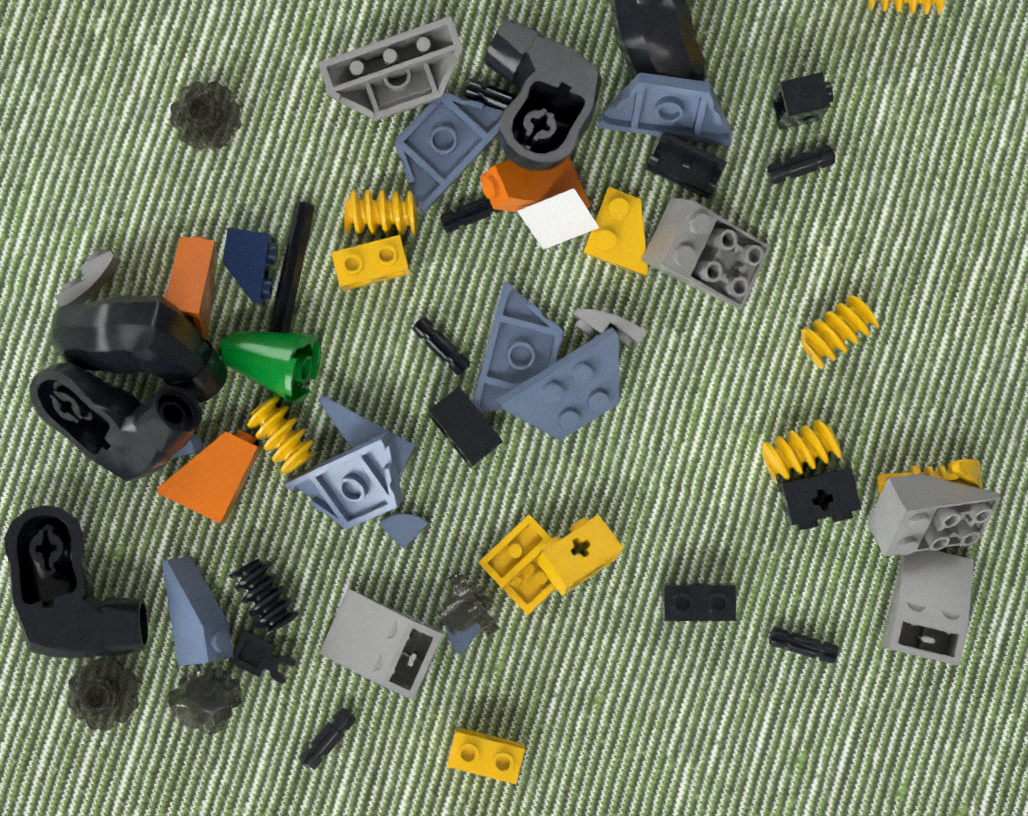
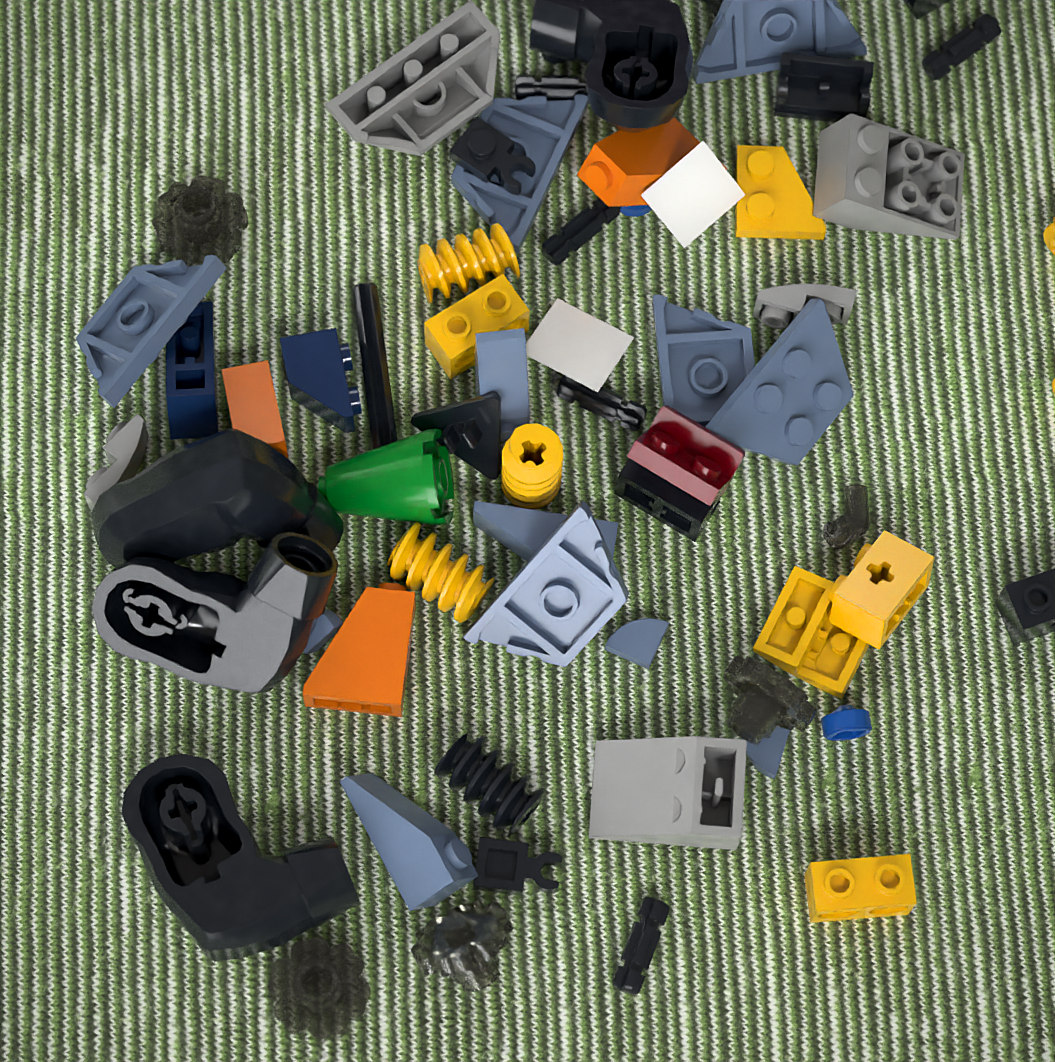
camera: 25 degrees left, 15 degrees down
(136, 180) = (141, 320): none -> sand blue wing
(161, 226) = (192, 376): none -> dark blue slope
(336, 339) = (468, 430): none -> black piece
(357, 377) = (532, 466): none -> yellow piece
(368, 321) = (503, 370): none -> sand blue slope
(423, 136) = (487, 152): none -> black plate
(439, 298) = (577, 345): none -> white sticker
(476, 418) = (687, 455): none -> dark red bracket
(522, 637) = (846, 723): none -> blue tile
(581, 495) = (853, 522): none -> clear smoke arm

